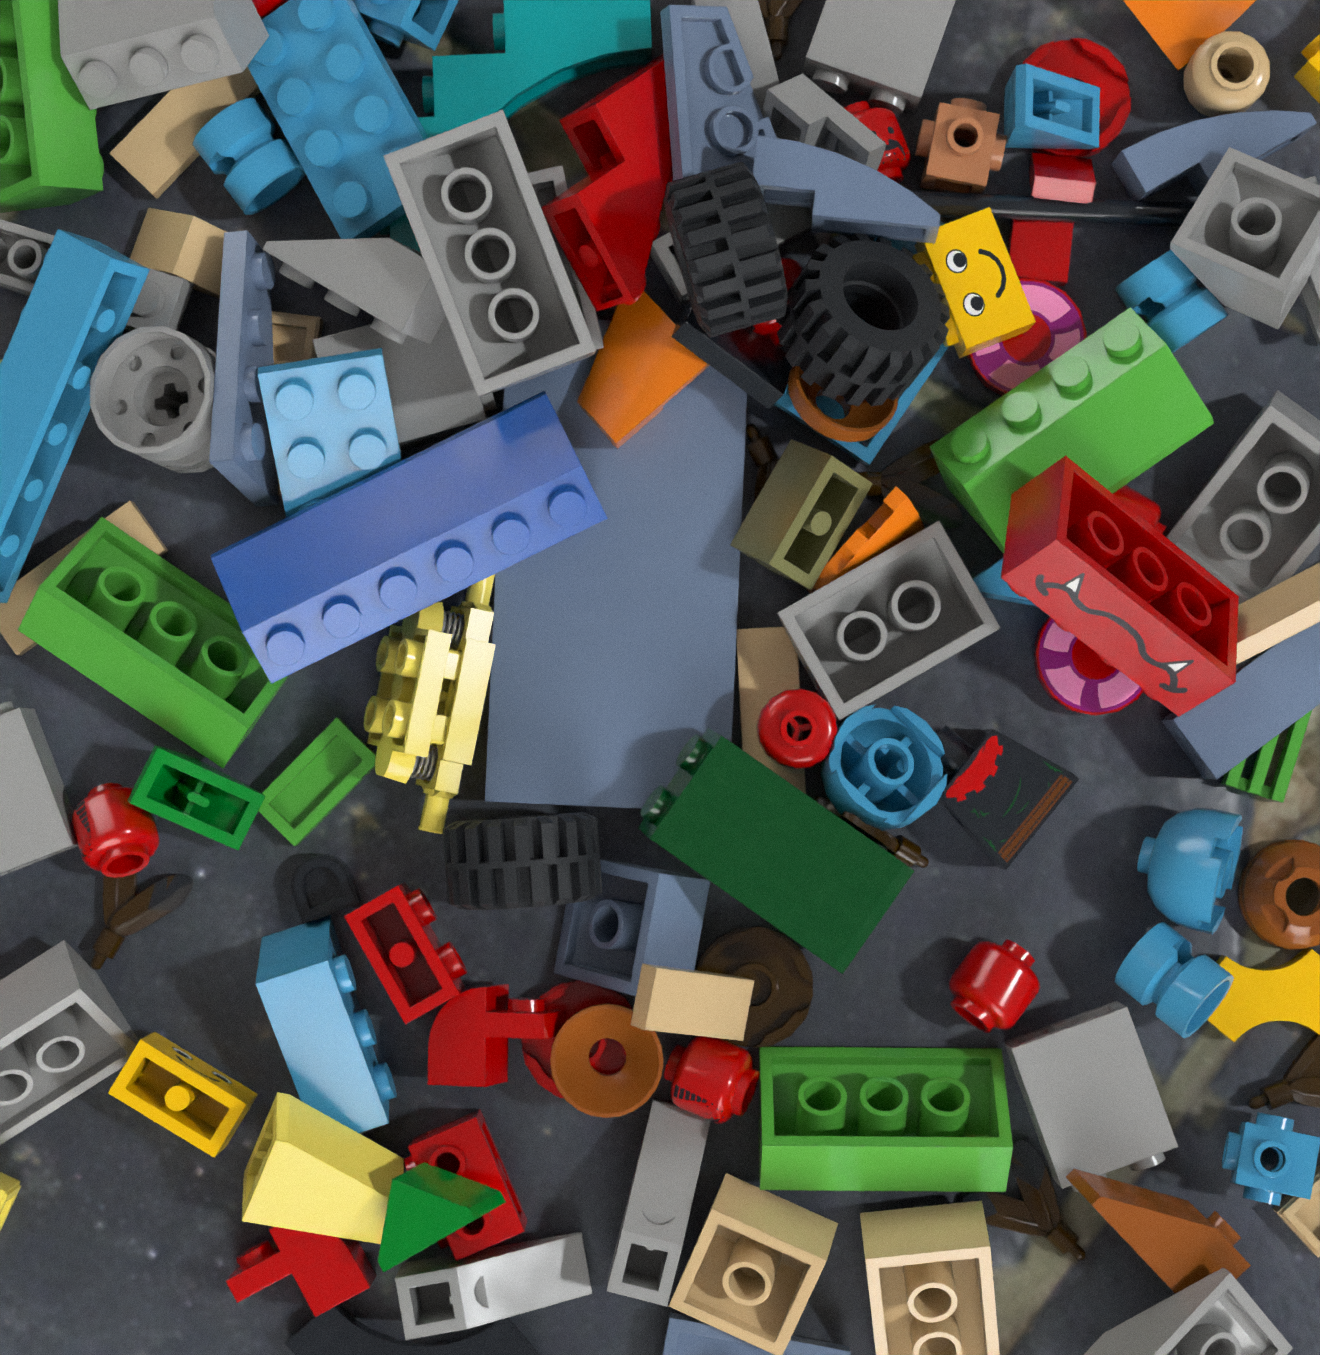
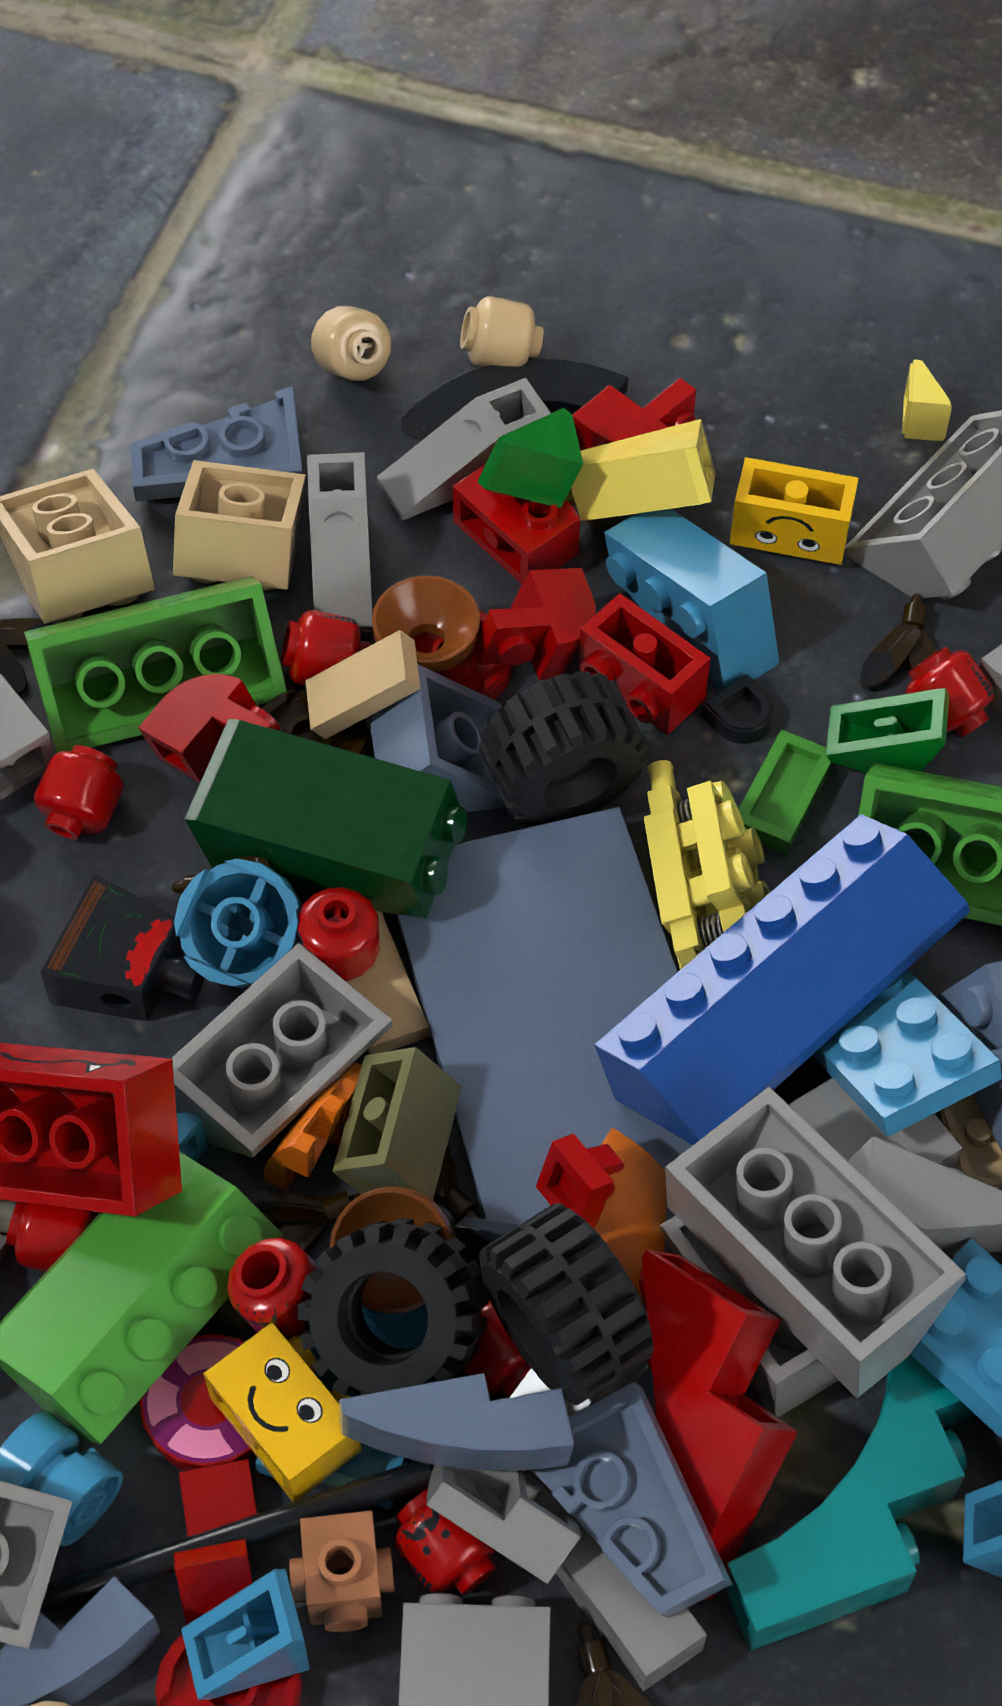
camera: 160 degrees right, 30 degrees down
(668, 381) = (579, 1176): none -> red tile
(851, 1024) = (192, 719): none -> red brick
(953, 388) = (268, 1285): none -> red head

